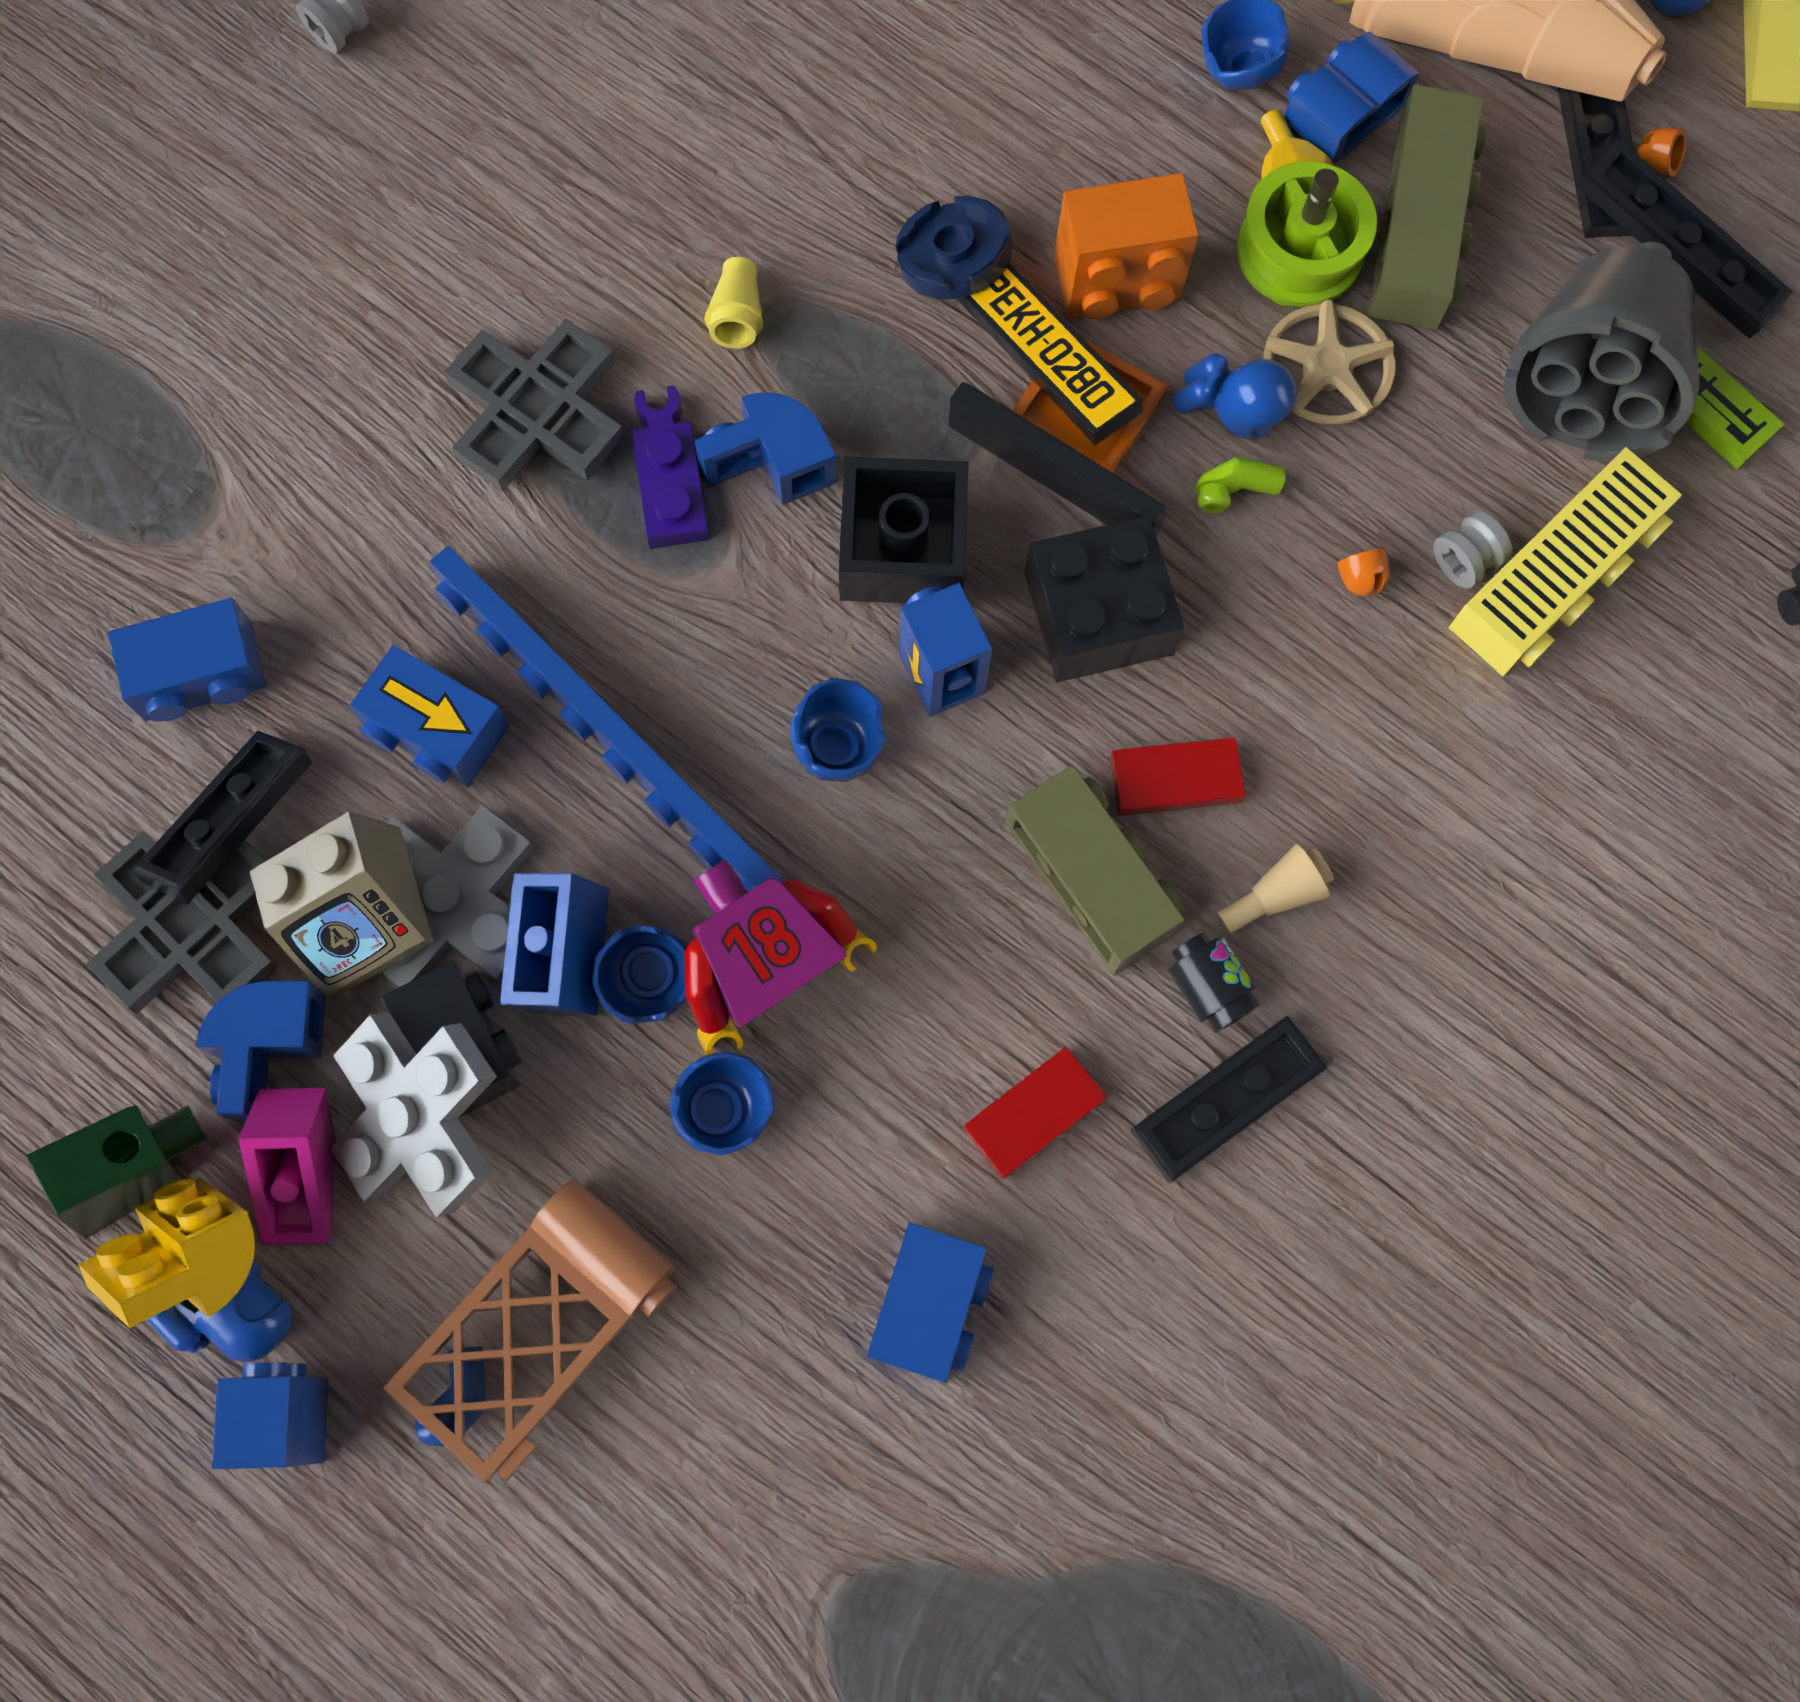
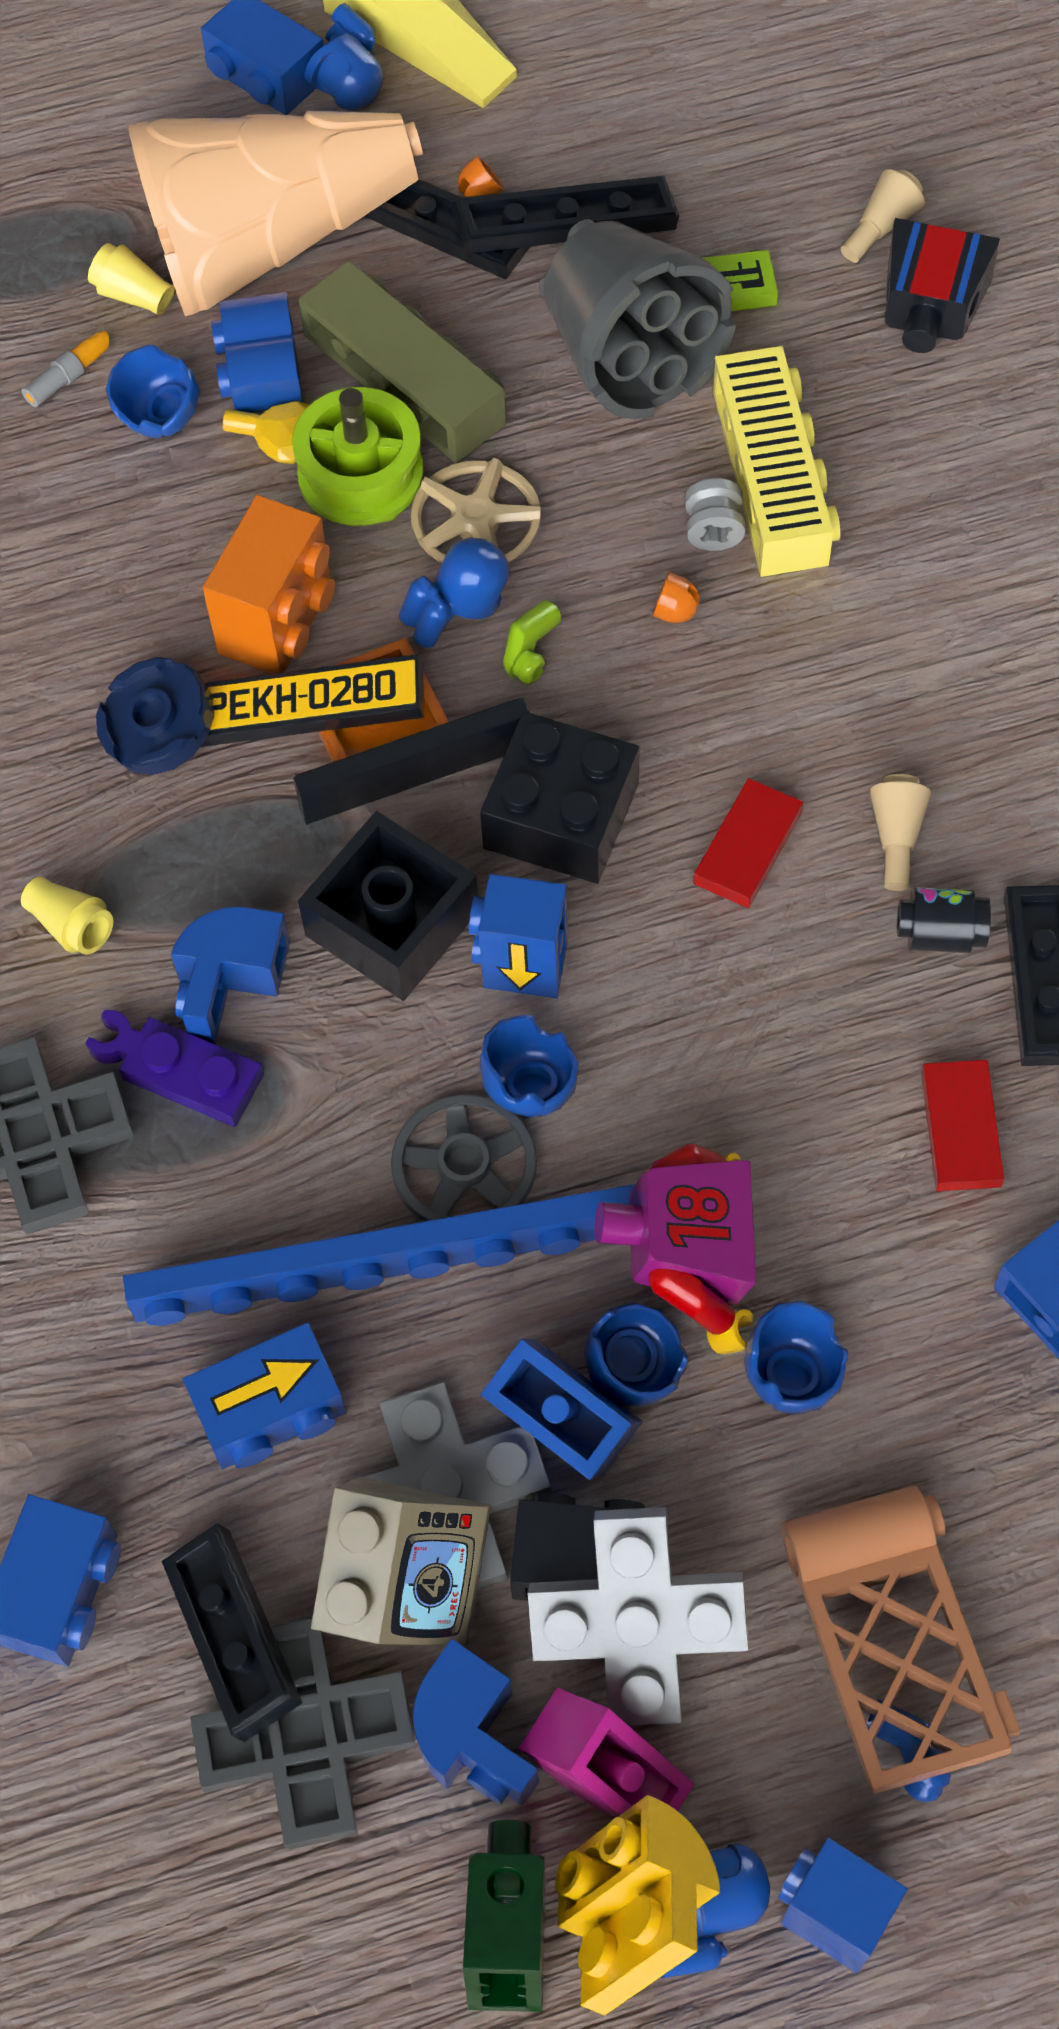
camera: 50 degrees left, 10 degrees down
(730, 738) = (462, 1158): none -> dark grey wheel
(1095, 868) = (789, 948): olive brick -> none

